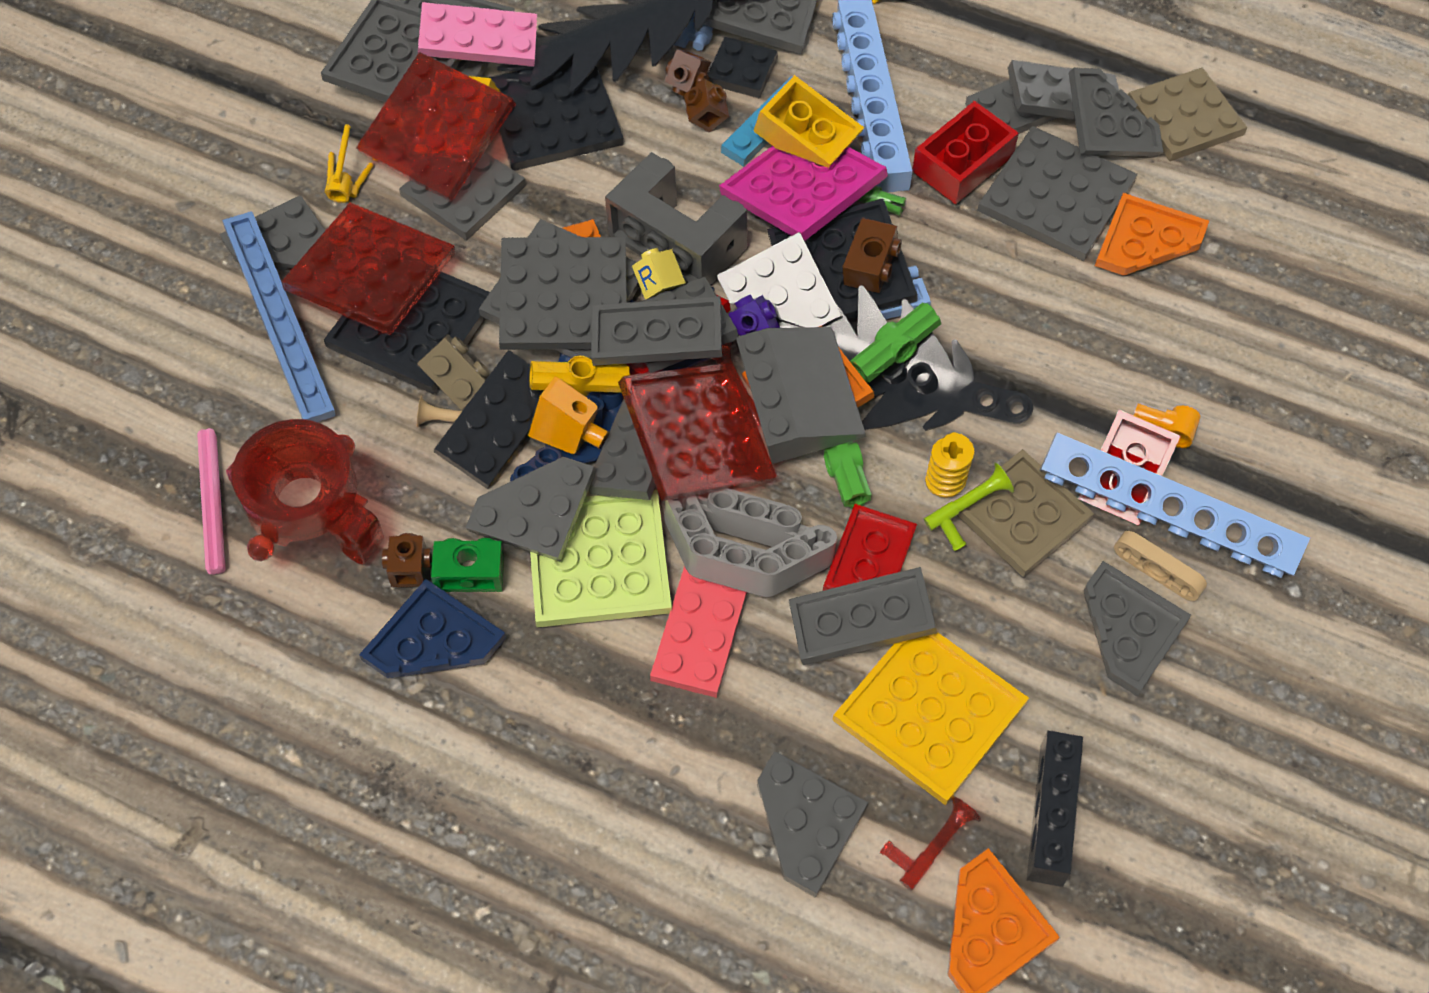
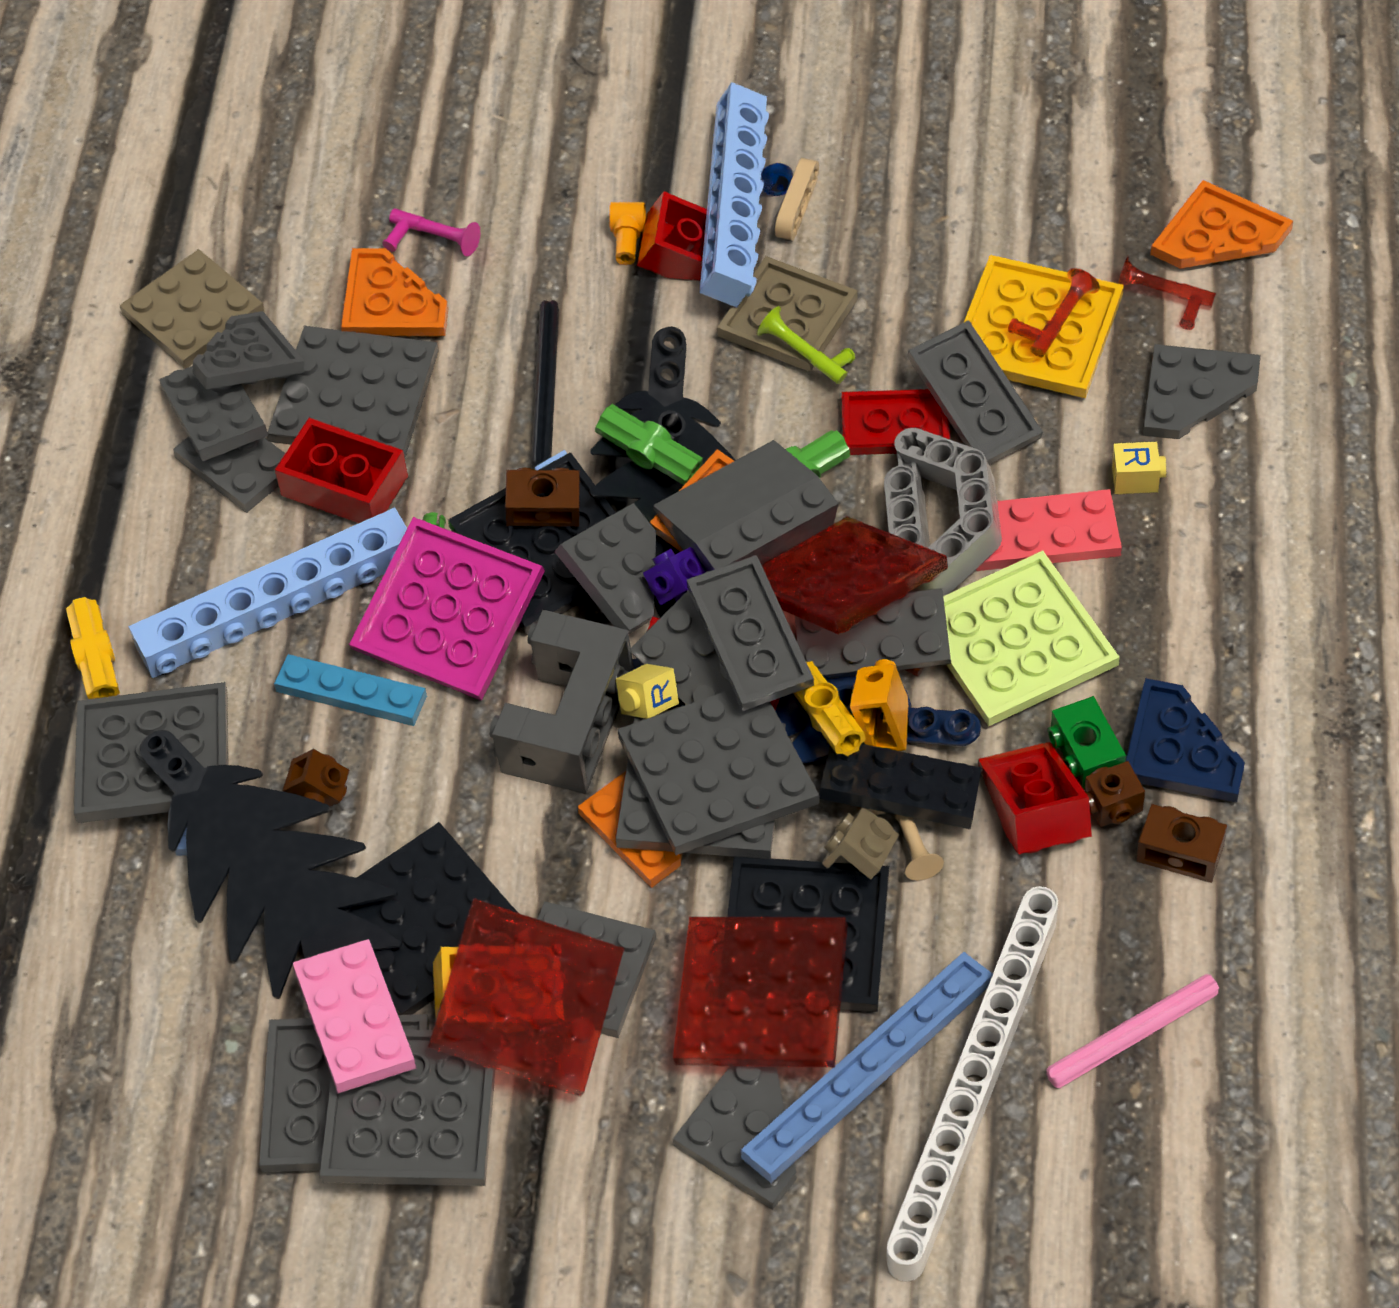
camera: 105 degrees left, 5 degrees down
(201, 352) = (972, 1095): none -> white beam
(296, 451) = (1114, 848): clear red piece -> none
(340, 184) = (638, 1098): yellow plant -> none
(344, 578) = (1192, 858): none -> reddish brown brick
(432, 504) = (1036, 798): none -> red slope
(535, 509) = (1000, 691): dark grey plate -> none
(706, 105) = (373, 749): reddish brown brick -> none
(728, 722) = (1137, 467): none -> light yellow brick
(742, 67) = (271, 739): black plate -> none
(806, 124) = (369, 620): yellow slope -> none
(903, 698) = (1081, 283): none -> clear red piece
(949, 465) = (774, 368): yellow piece -> none
(1015, 317) = (545, 383): none -> black axle
(1055, 809) = (1087, 210): black brick -> none
(1131, 626) = (872, 205): dark grey plate -> none
(1191, 554) = (776, 179): none -> clear blue tile
(1195, 303) = (466, 237): none -> dark pink piece

